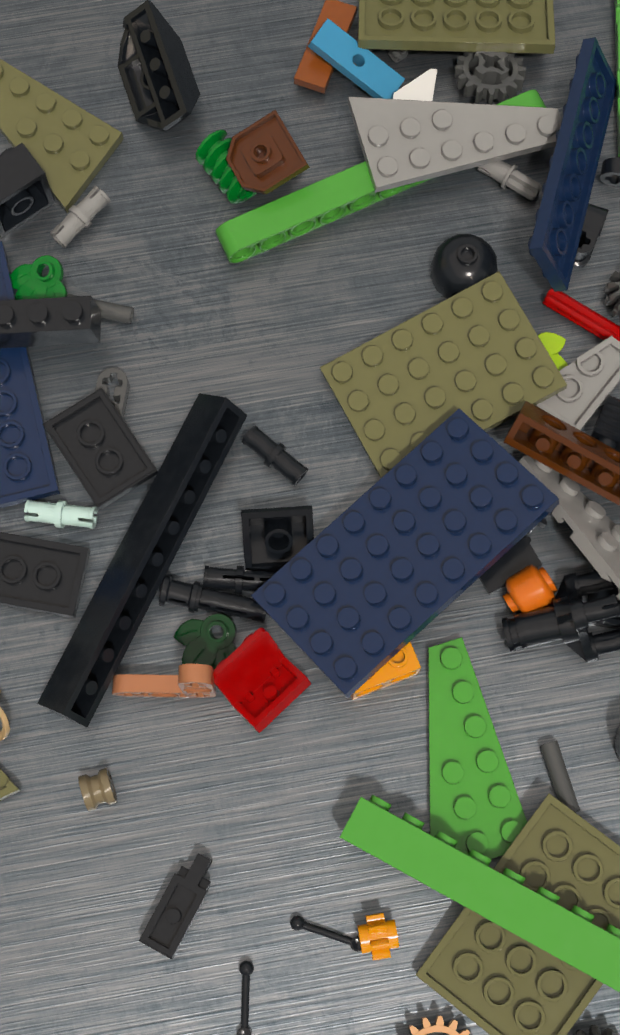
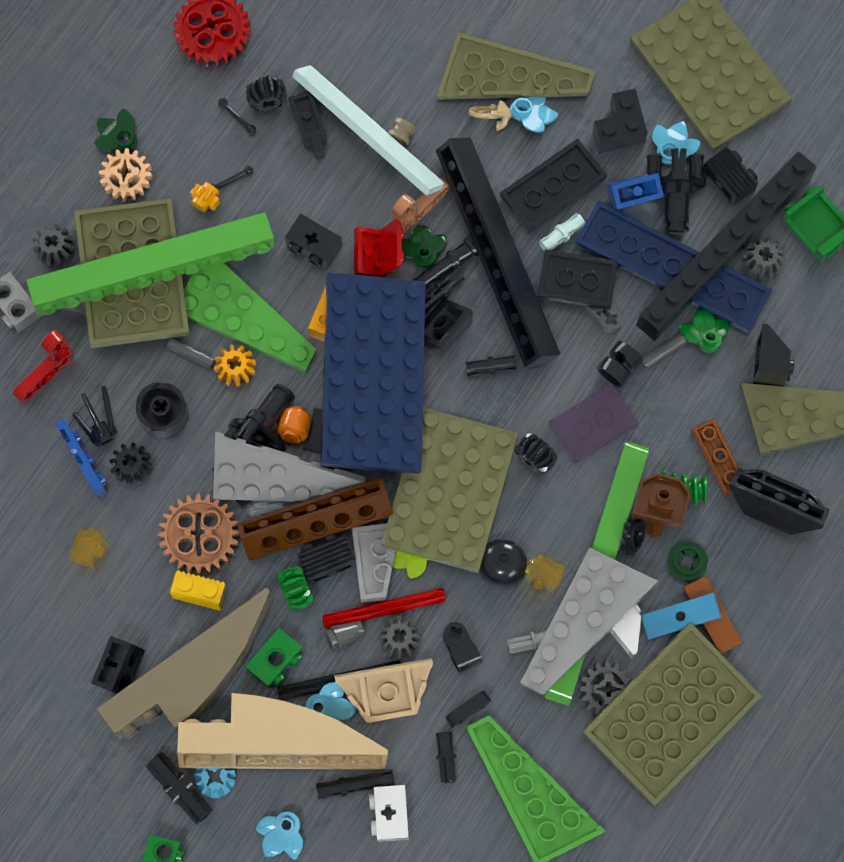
camera: 135 degrees right, 0 degrees up
(80, 216) = (728, 386): light grey pin -> none
(130, 827) = (368, 130): none -> light aqua tile
(154, 183) = (711, 443): none -> dark orange tile
(166, 326) = (619, 364): none -> black wheel
(191, 986) = (266, 93): none -> black gear
(238, 309) = (593, 423): none -> clear purple tile
(286, 99) = (692, 550): none -> dark green gear
(304, 744) = (307, 230): none -> black brick
(320, 170) = (632, 535): none -> black gear
(327, 325) = (536, 453): none -> black gear
(436, 217) = (544, 574): none -> clear yellow brick
(527, 726) = (230, 358): none -> light orange gear
(573, 166) = (500, 667): dark blue plate -> none

